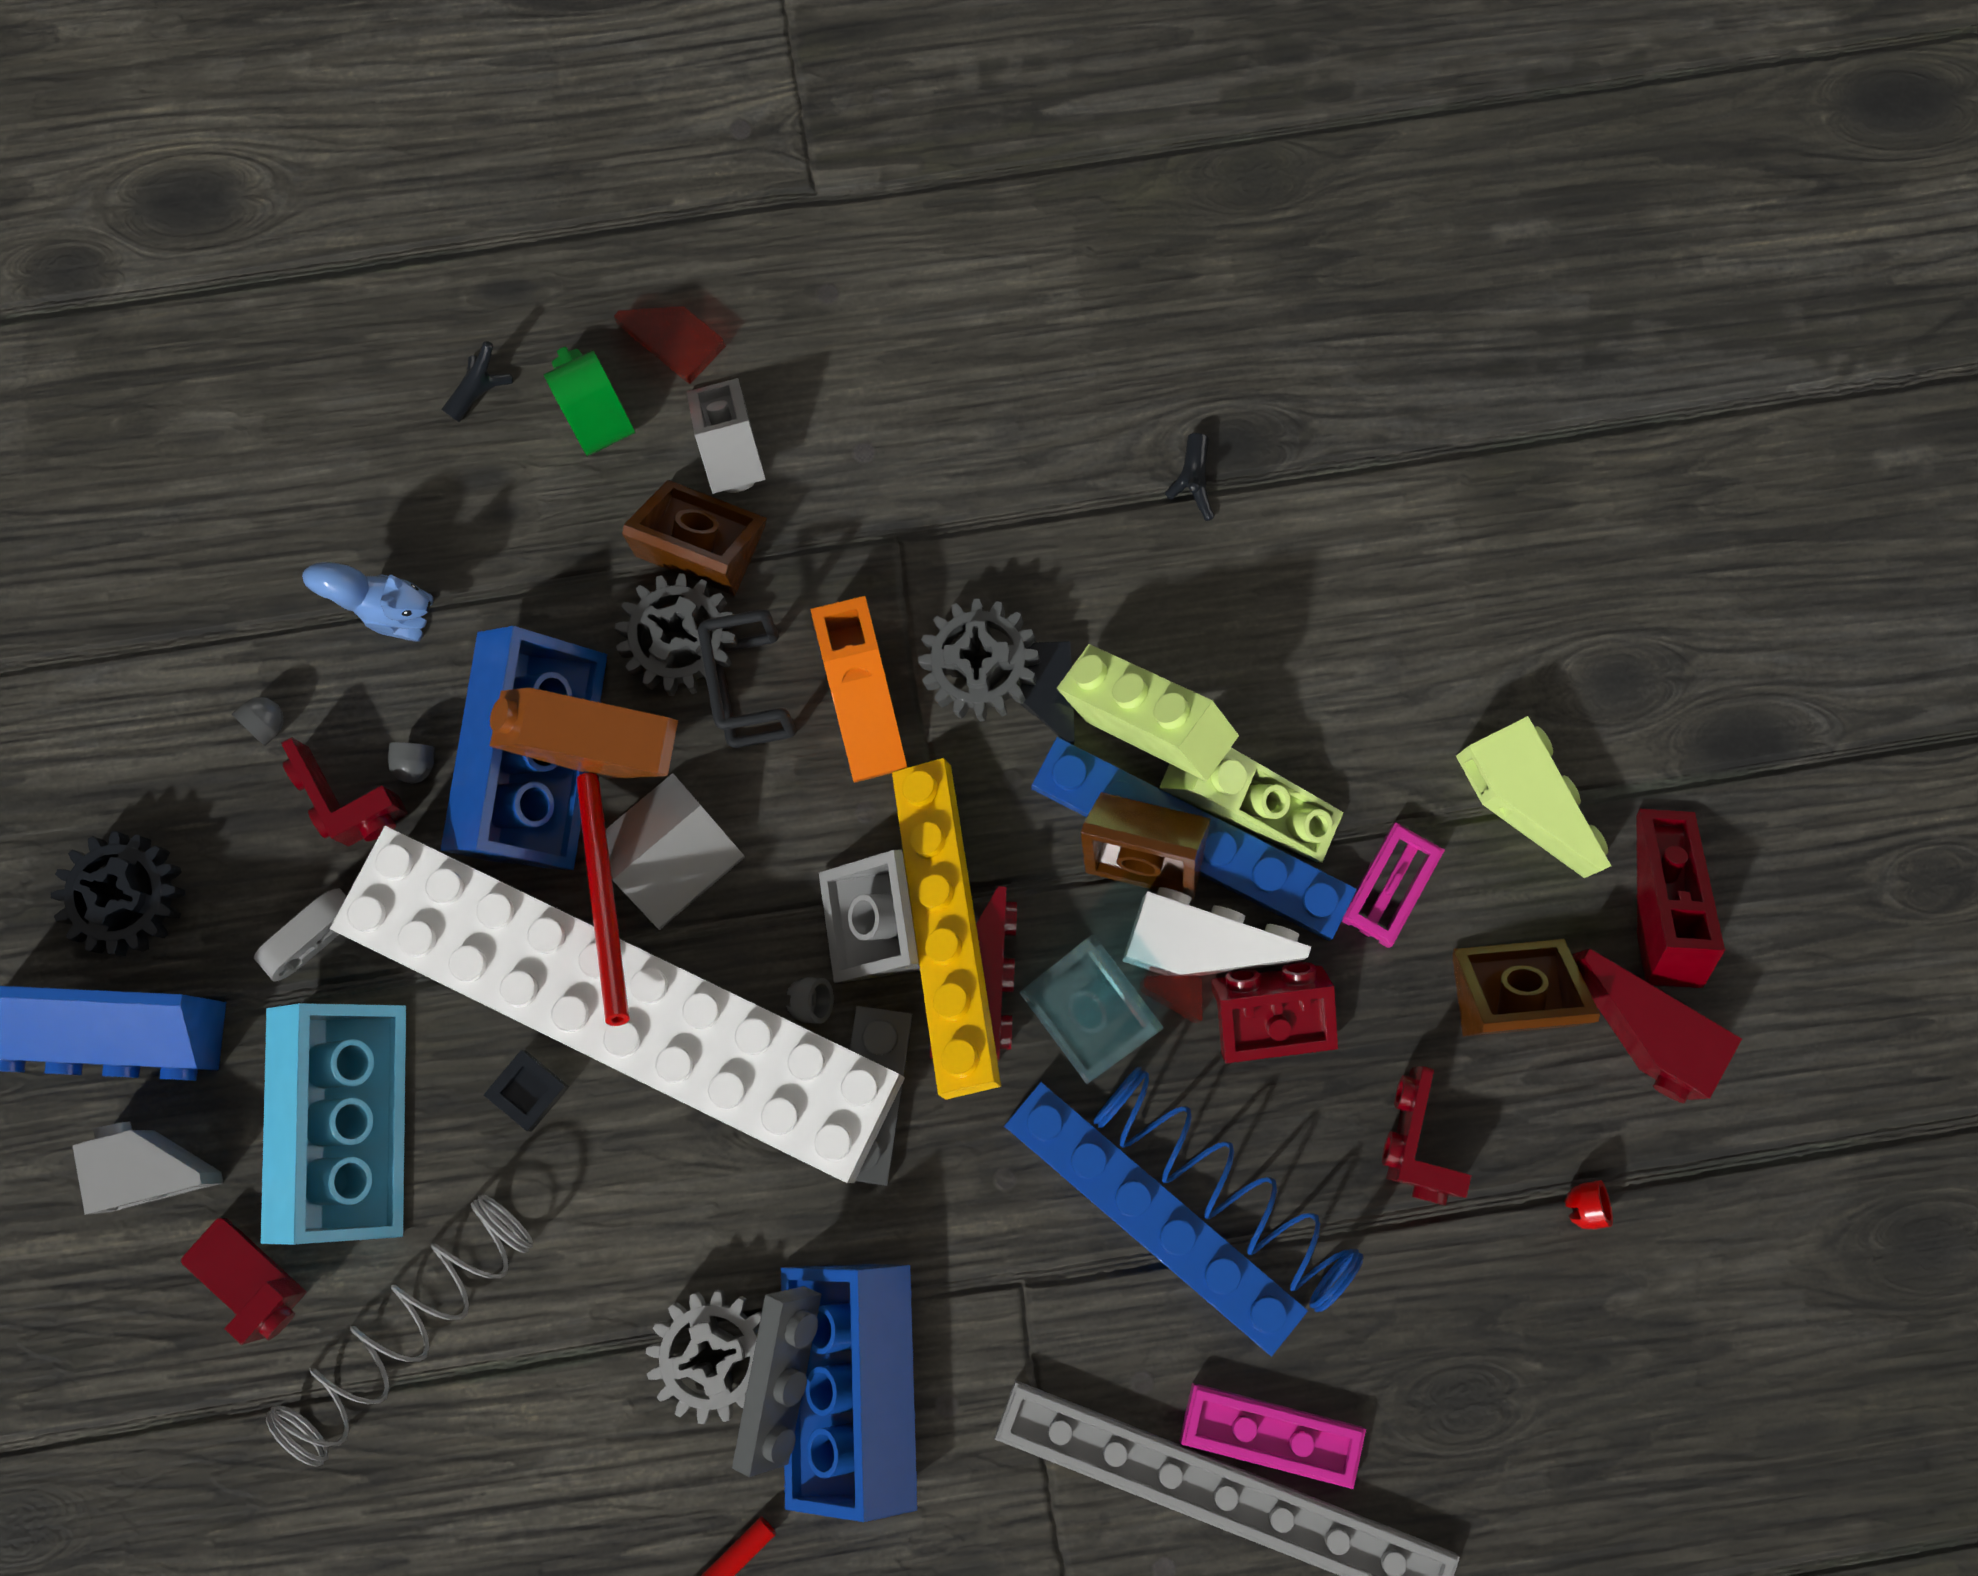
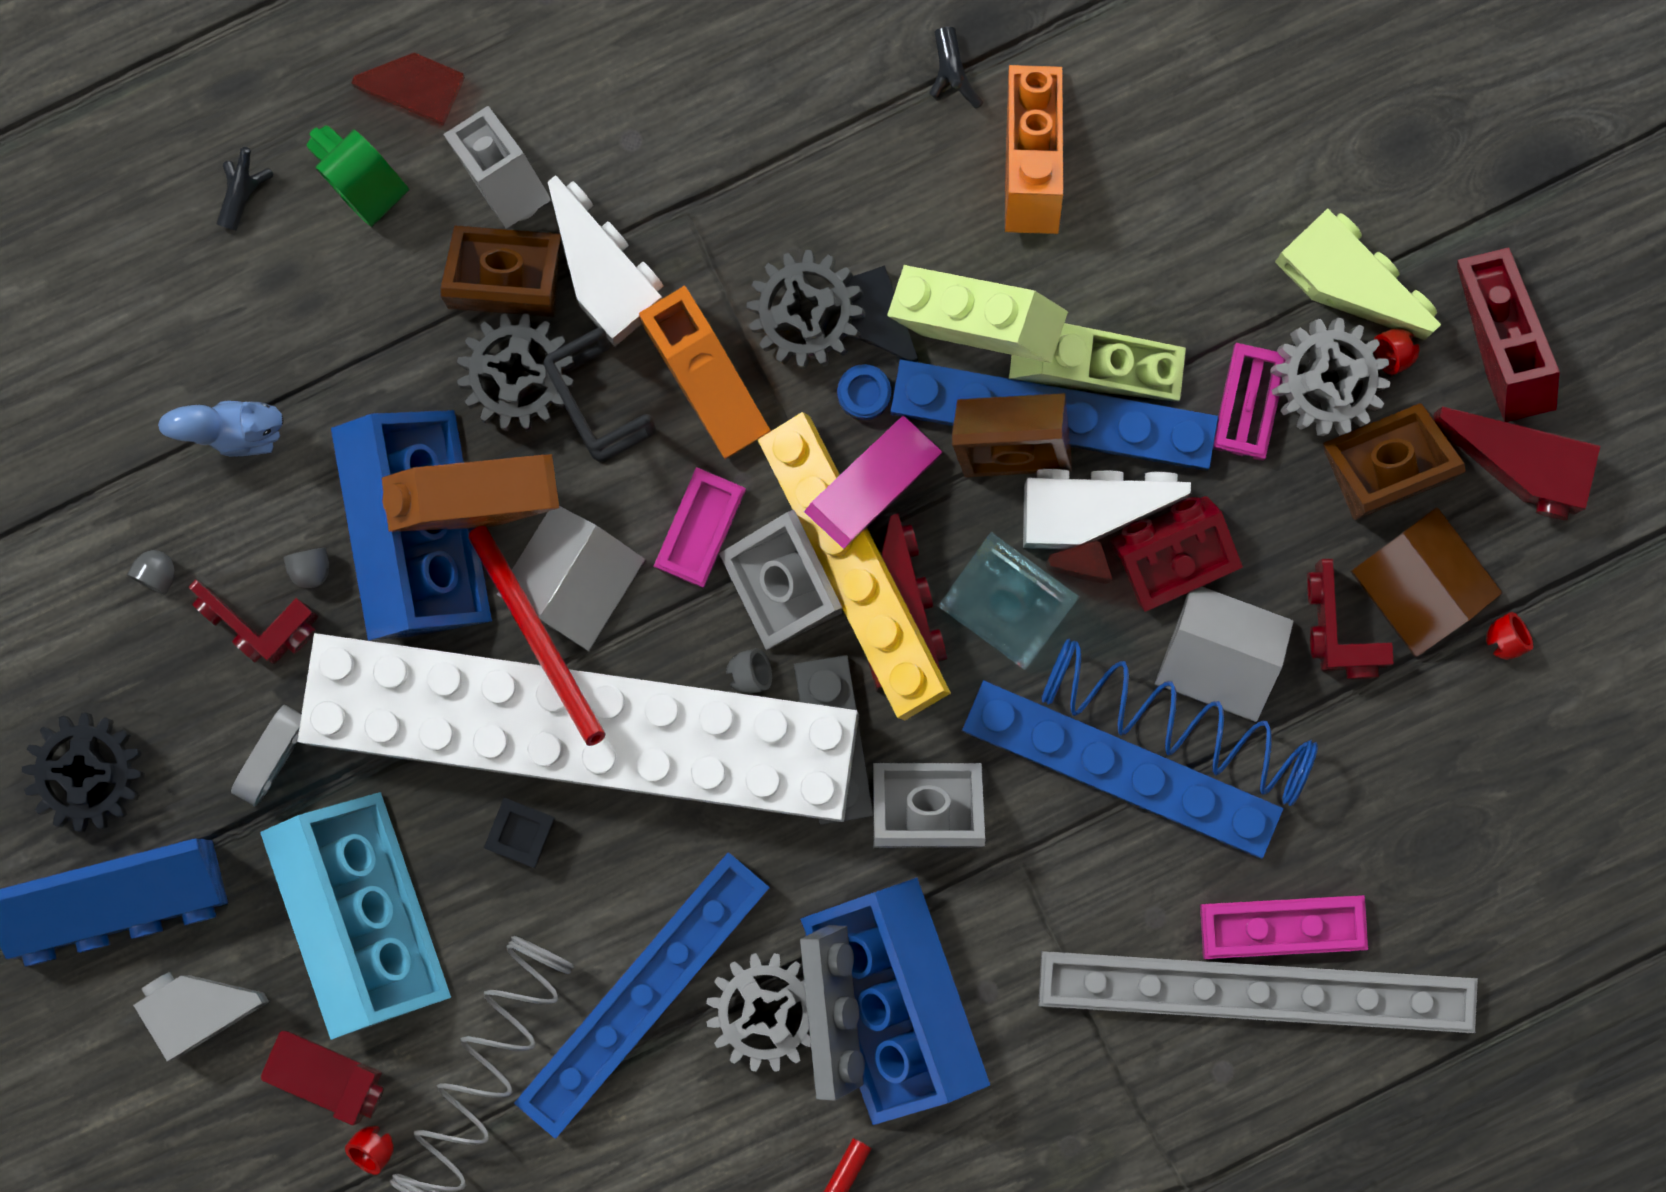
camera: 20 degrees left, 5 degrees up
(263, 1371) = (370, 1150): none -> red hinge
(590, 1298) = (641, 995): none -> blue plate
(789, 558) = (602, 275): none -> white slope
(807, 841) = (700, 527): none -> dark pink tile
(944, 1194) = (928, 805): none -> light grey slope
(989, 848) = (873, 482): none -> dark pink tile
(1011, 758) = (864, 392): none -> blue tile
(1250, 576) = (1034, 150): none -> orange slope
(1295, 1131) = (1225, 652): none -> light grey slope
(1478, 906) = (1323, 357): none -> light grey gear
(1520, 1123) = (1426, 582): none -> reddish brown slope
(1542, 881) = (1398, 349): none -> red hinge

